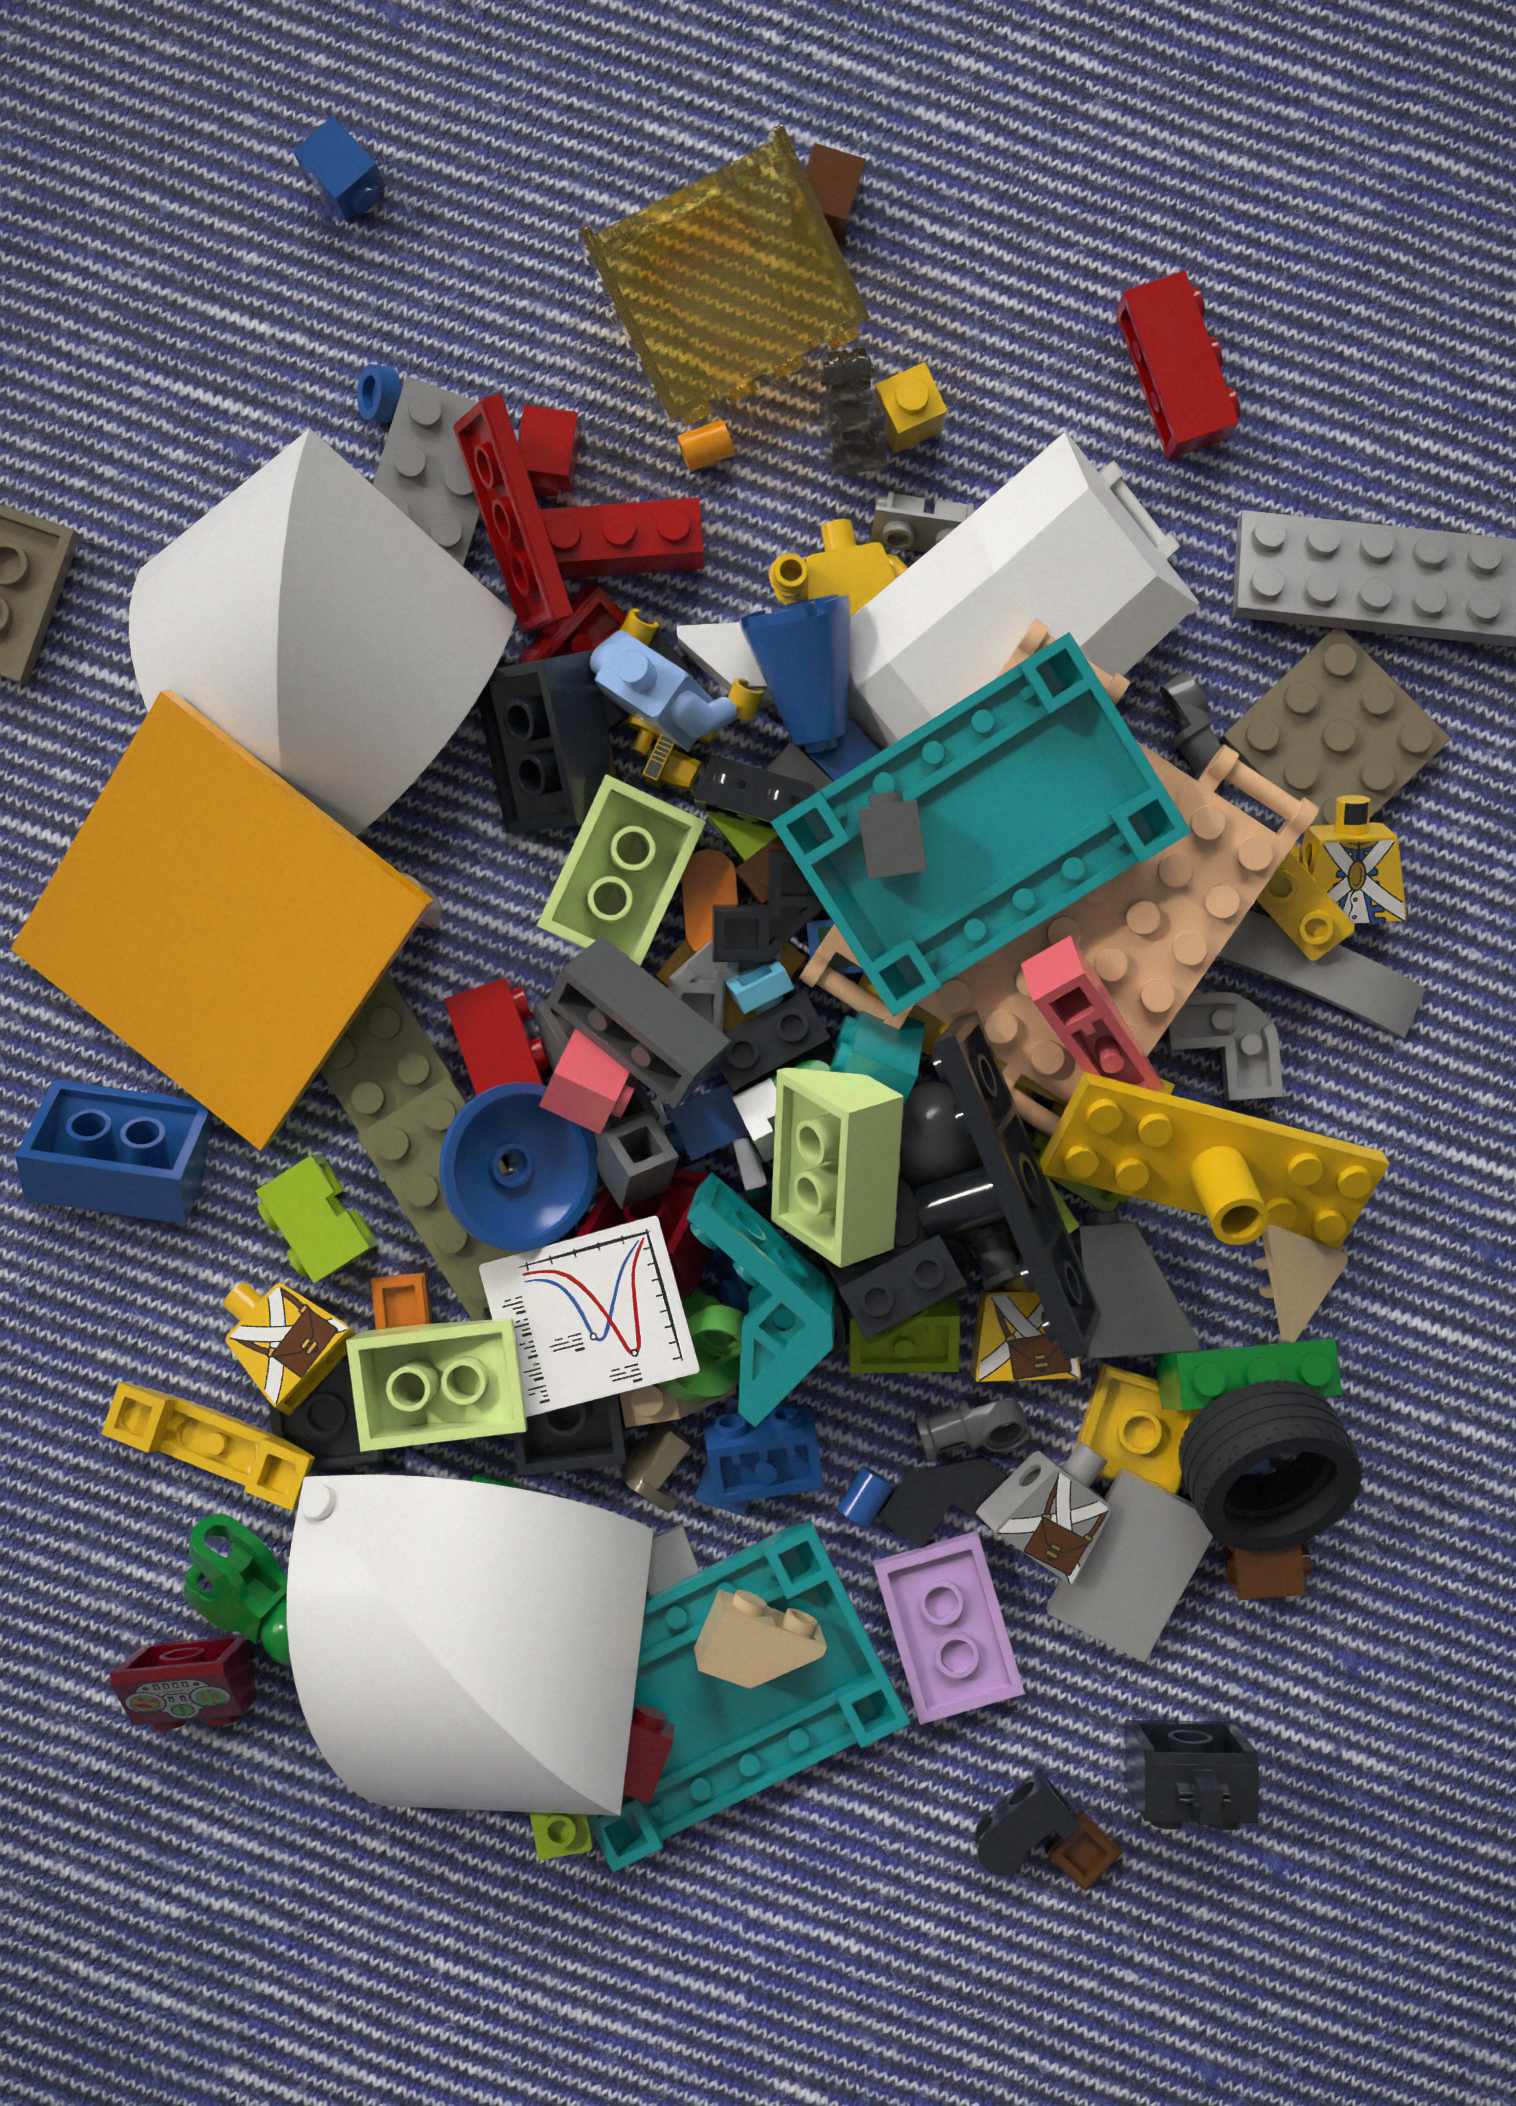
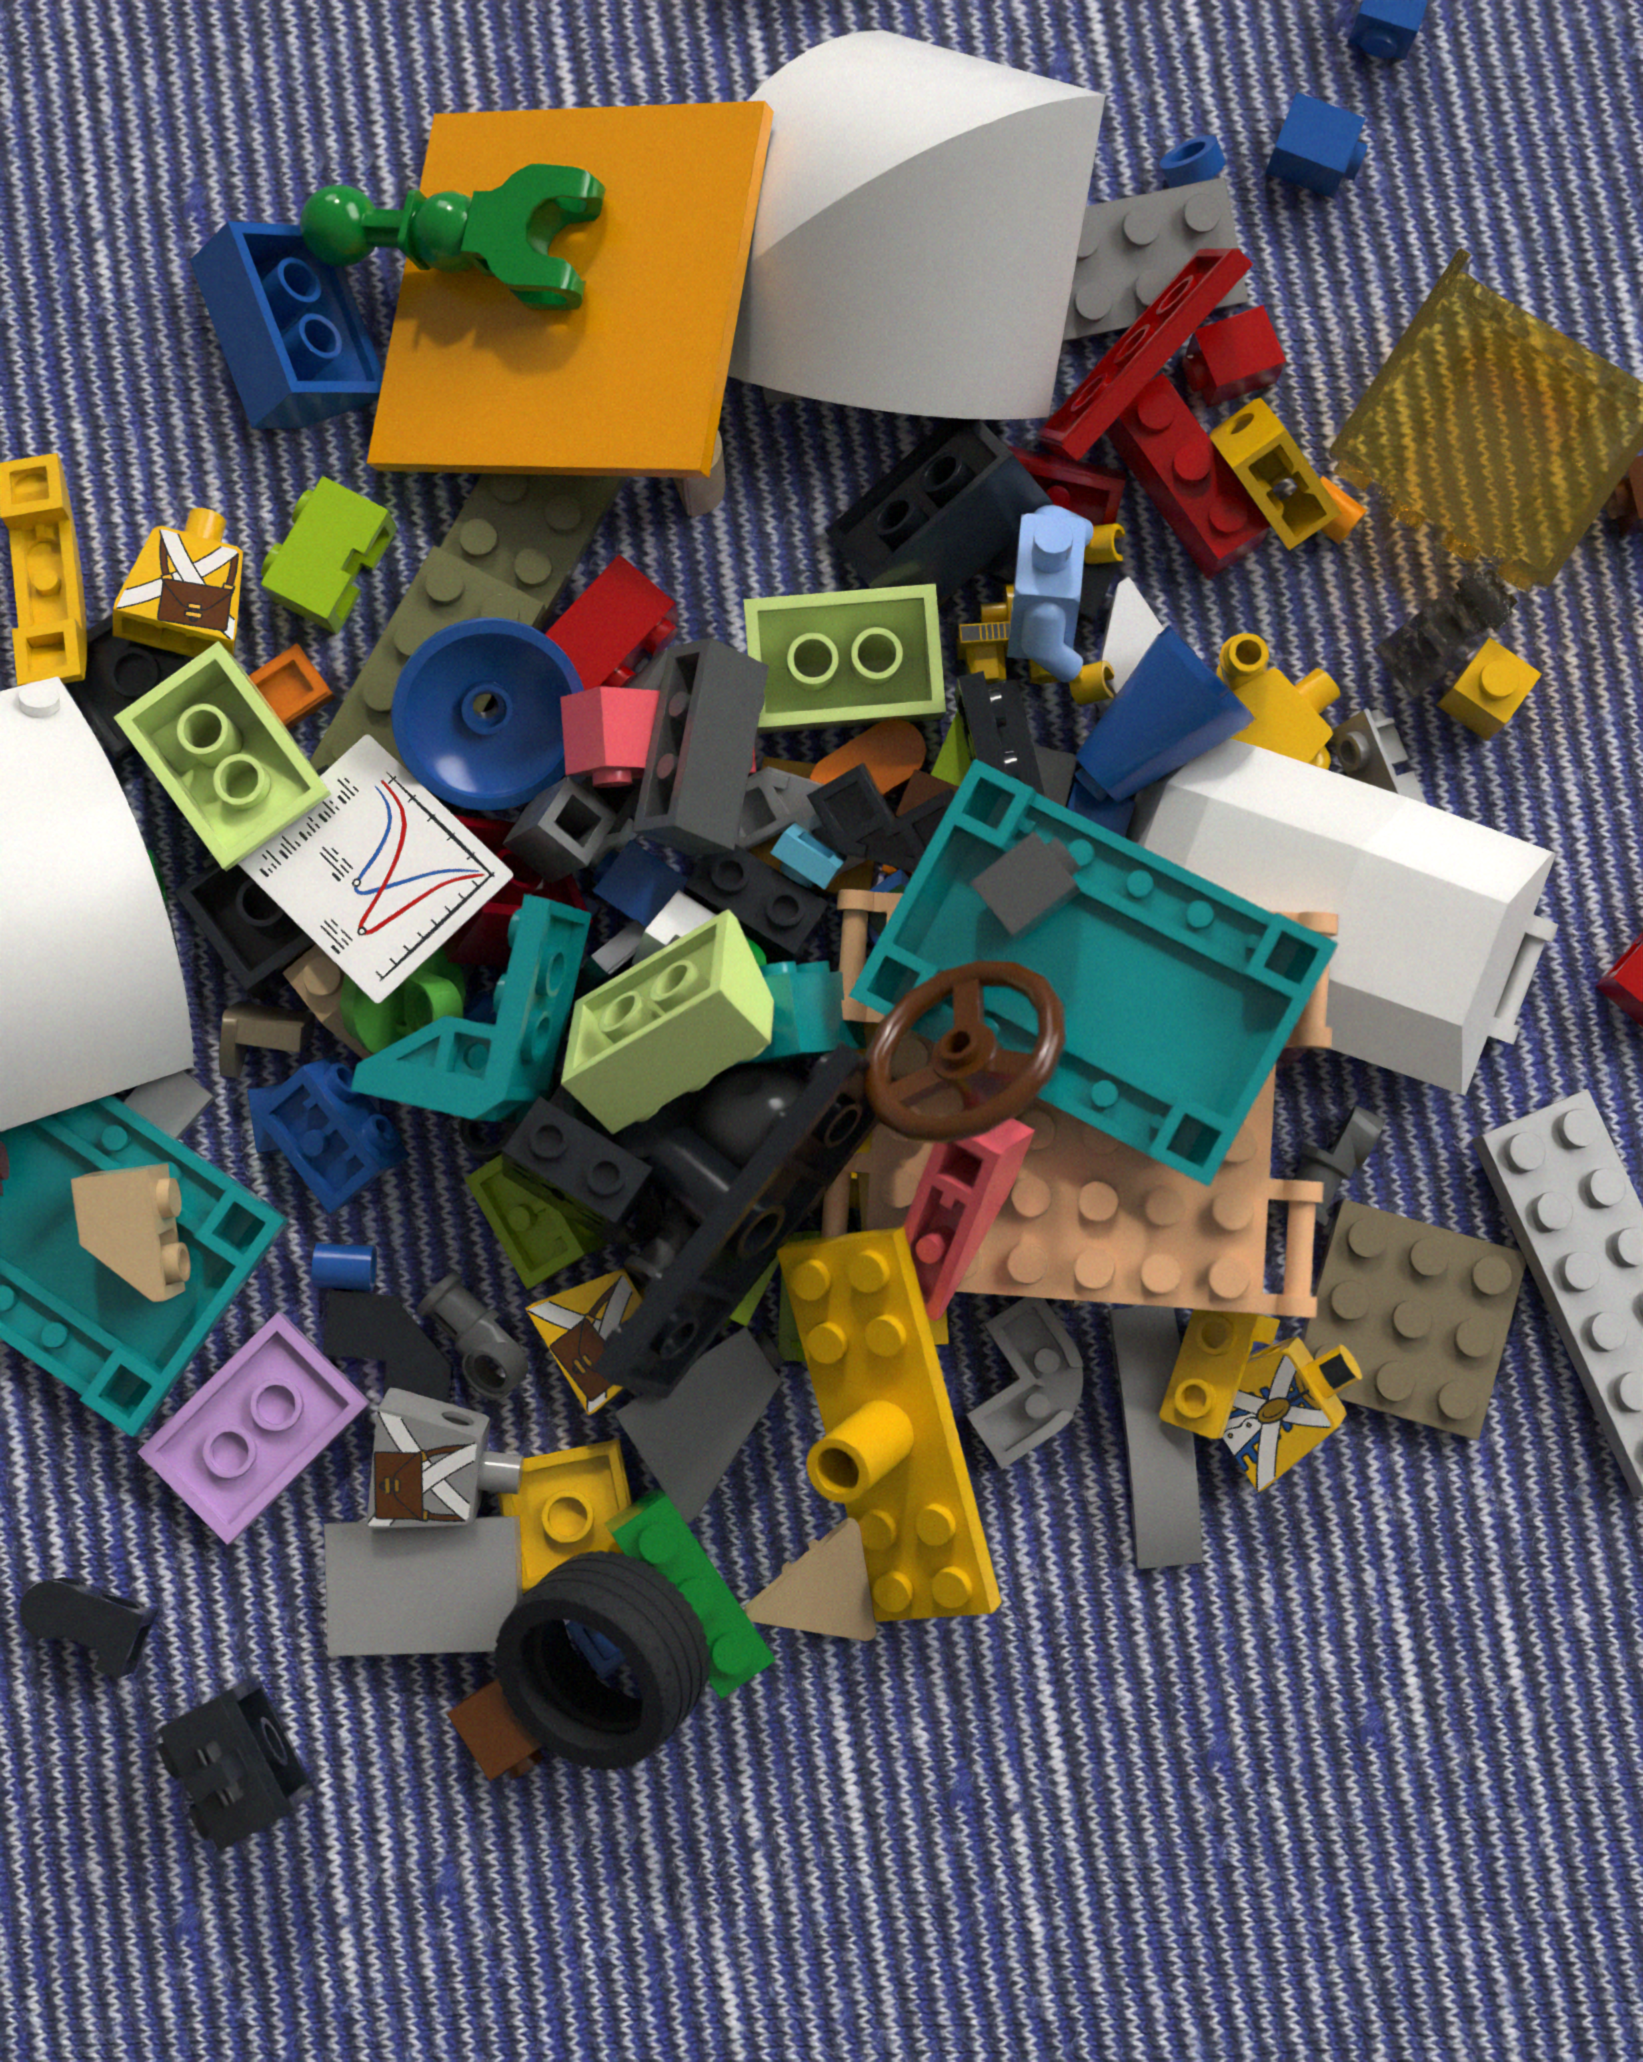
camera: 60 degrees right, 5 degrees down
(121, 987) = (495, 230): none -> green piece
(419, 291) = (1317, 146): none -> blue brick
(635, 471) = (1264, 455): none -> yellow torso
(997, 956) = (968, 1059): none -> reddish brown piece
(1085, 1852) = (95, 1704): reddish brown tile -> none

